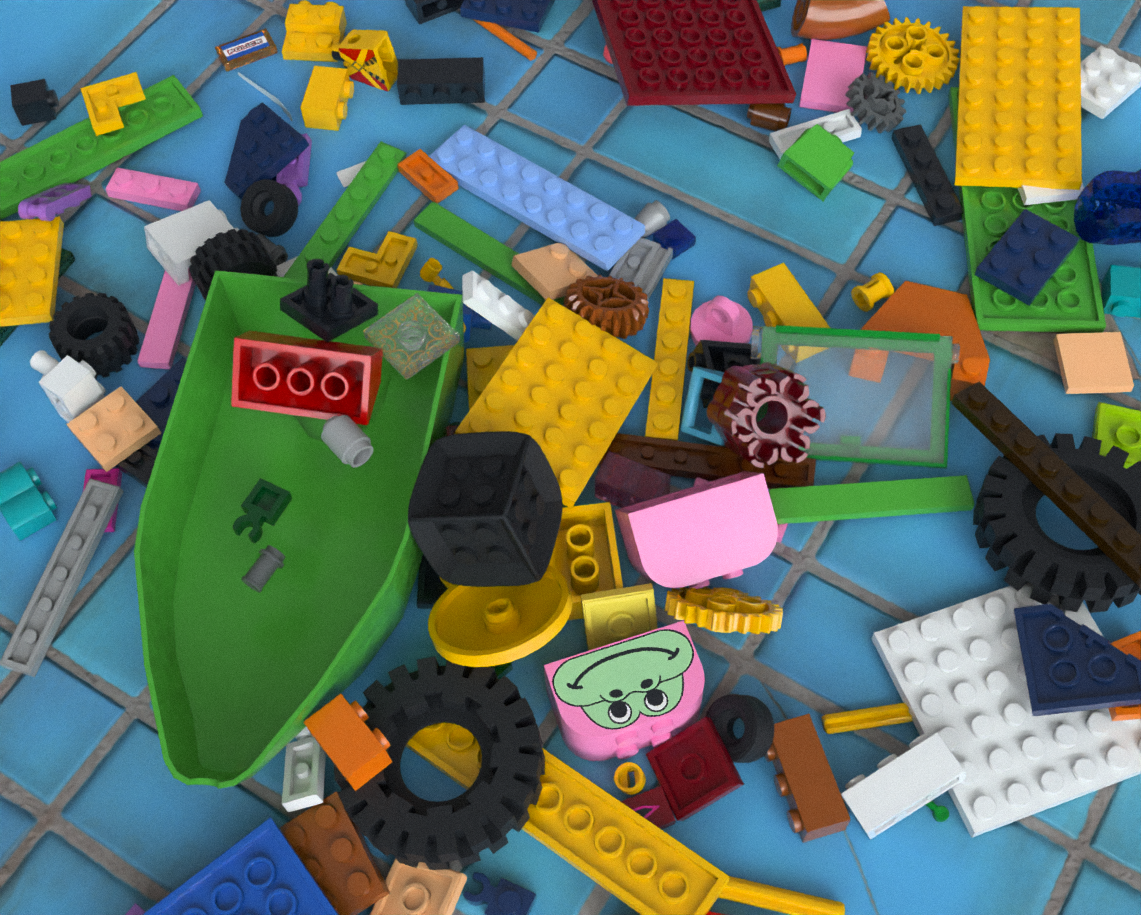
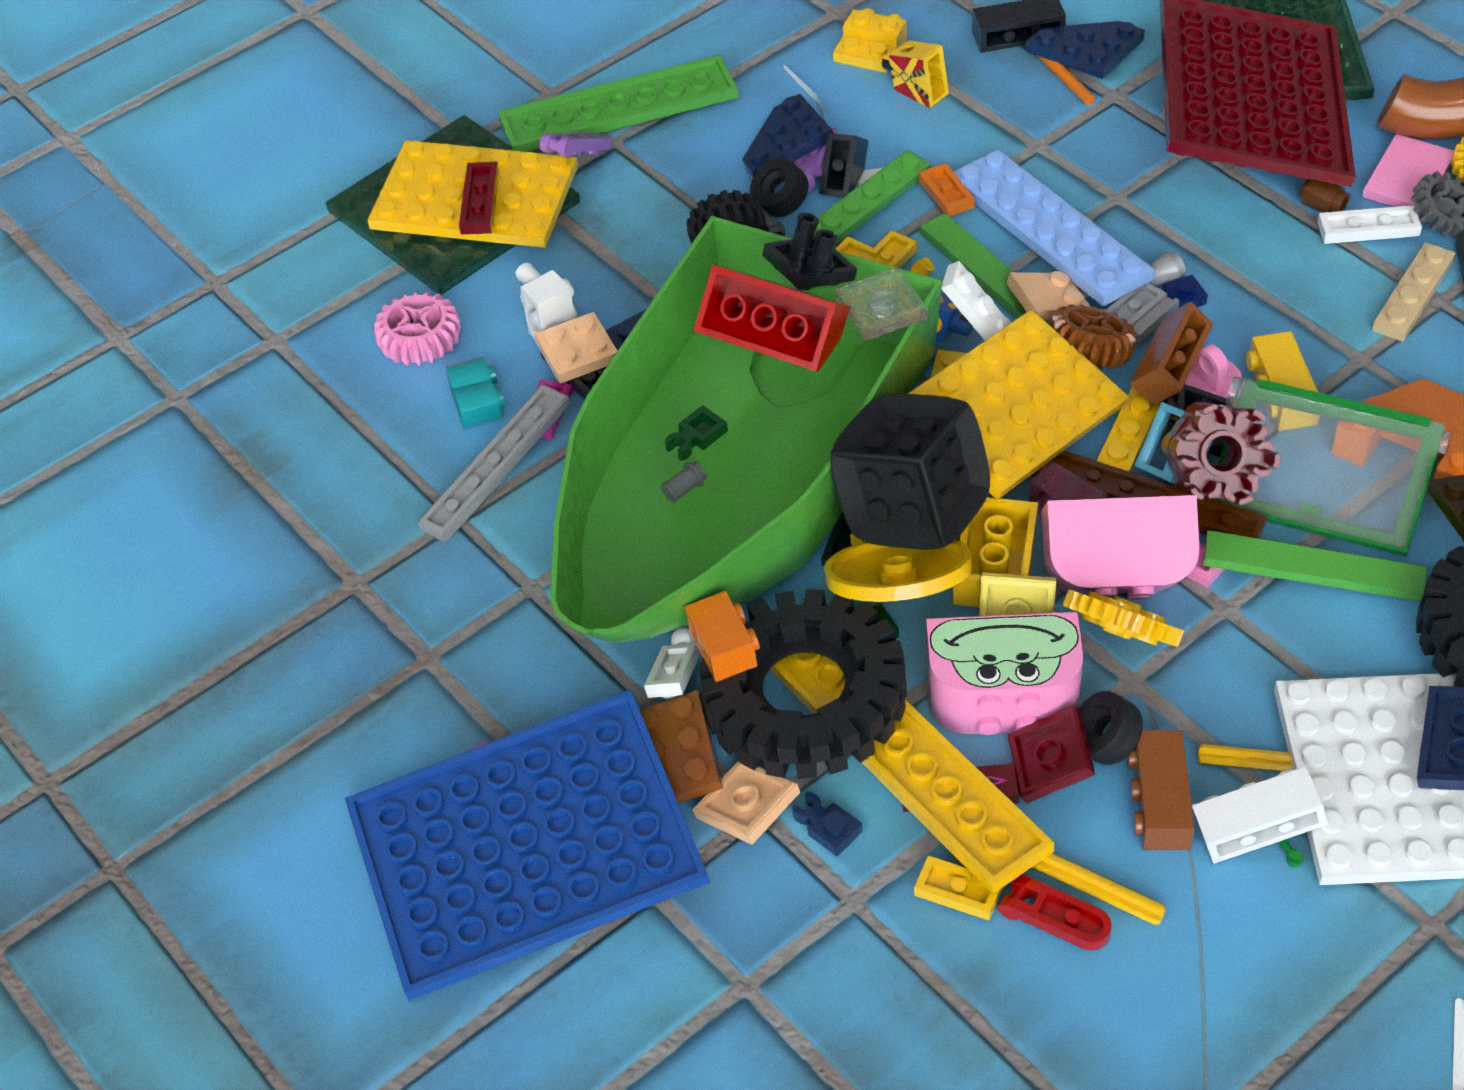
camera: 20 degrees right, 10 degrees down
(34, 102) = (579, 55): black brick -> none
(89, 316) = (584, 259): black tyre -> none
(106, 97) = (647, 62): yellow plate -> none
(152, 189) = (671, 154): bright pink plate -> none
(166, 323) = (654, 266): bright pink tile -> none
(179, 235) = (678, 194): white panel -> none
(246, 50) = (798, 45): tile -> none
(323, 170) = (842, 164): none -> black slope
(327, 98) = (865, 101): yellow brick -> none
(347, 440) = (793, 377): light grey brick -> none
(441, 81) = (987, 105): black brick -> none
(622, 778) = (978, 746): yellow hinge -> none
(687, 312) = (1171, 353): none -> dark orange brick
(793, 54) = (1367, 145): orange pin -> none
(817, 161) = (1360, 246): bright green torso -> none
(872, 194) = (1413, 292): none -> tan plate
(872, 291) = (1381, 379): yellow bush -> none

